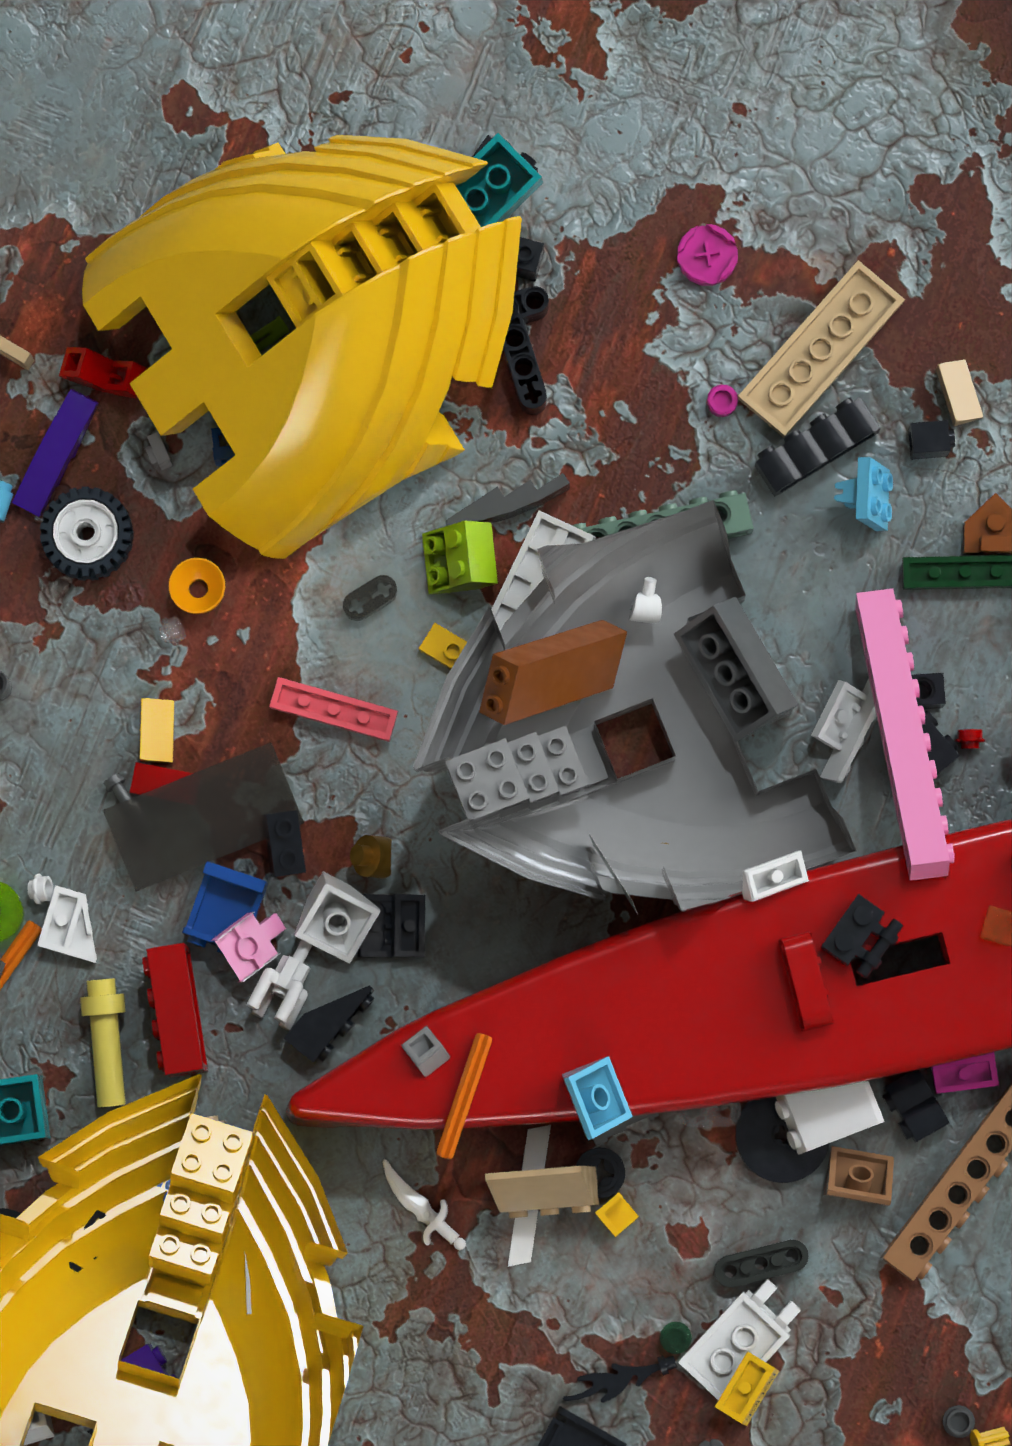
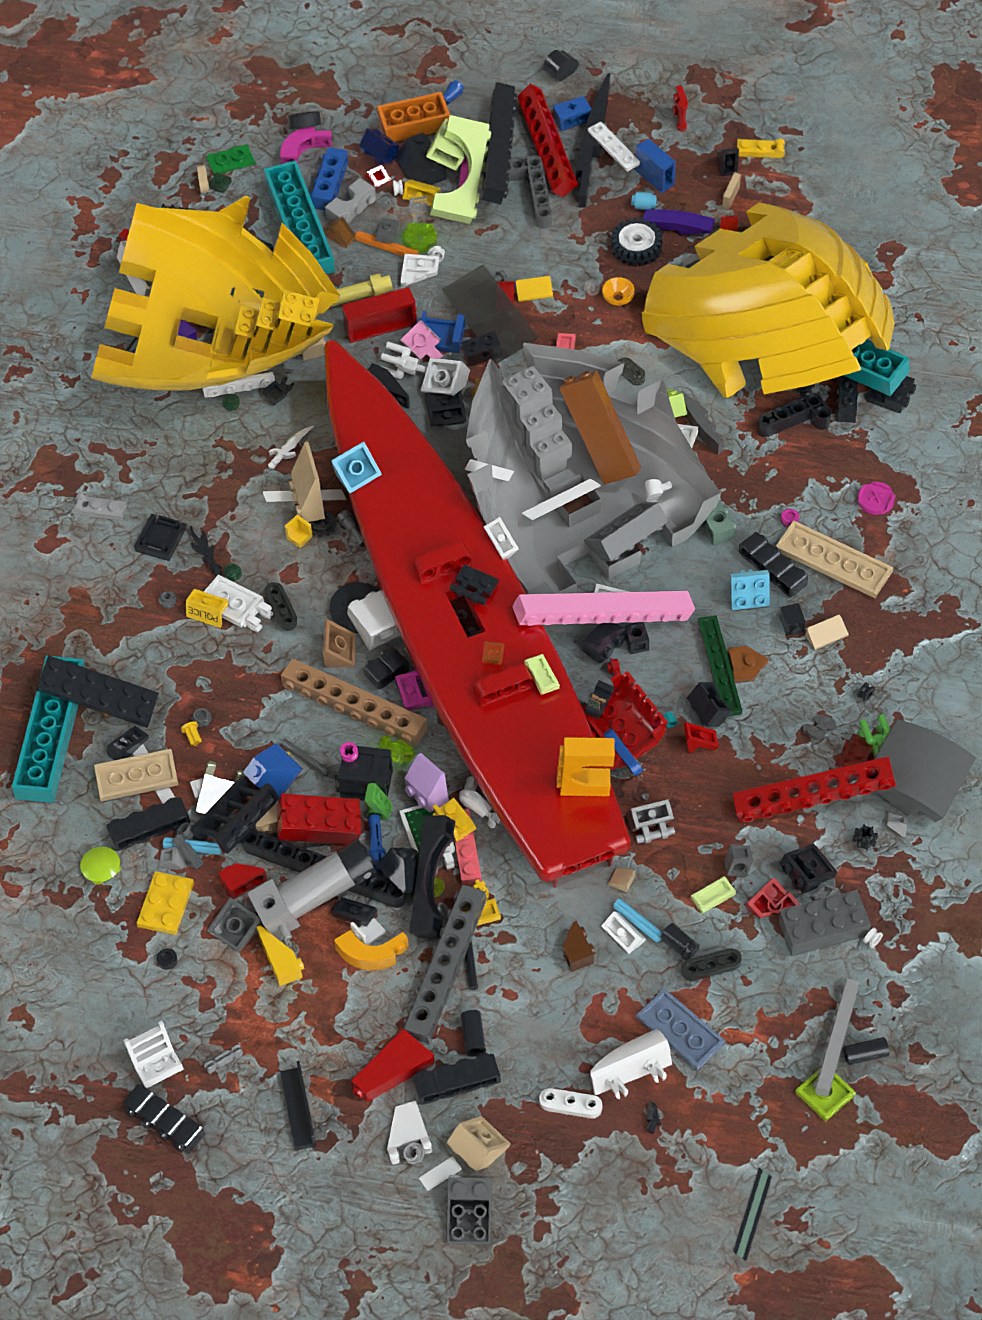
camera: 80 degrees right, 25 degrees down
(426, 1051) = (369, 391): light grey slope -> none
(464, 1096) = (347, 411): orange axle -> none
(643, 763) = (561, 499): none -> white sticker

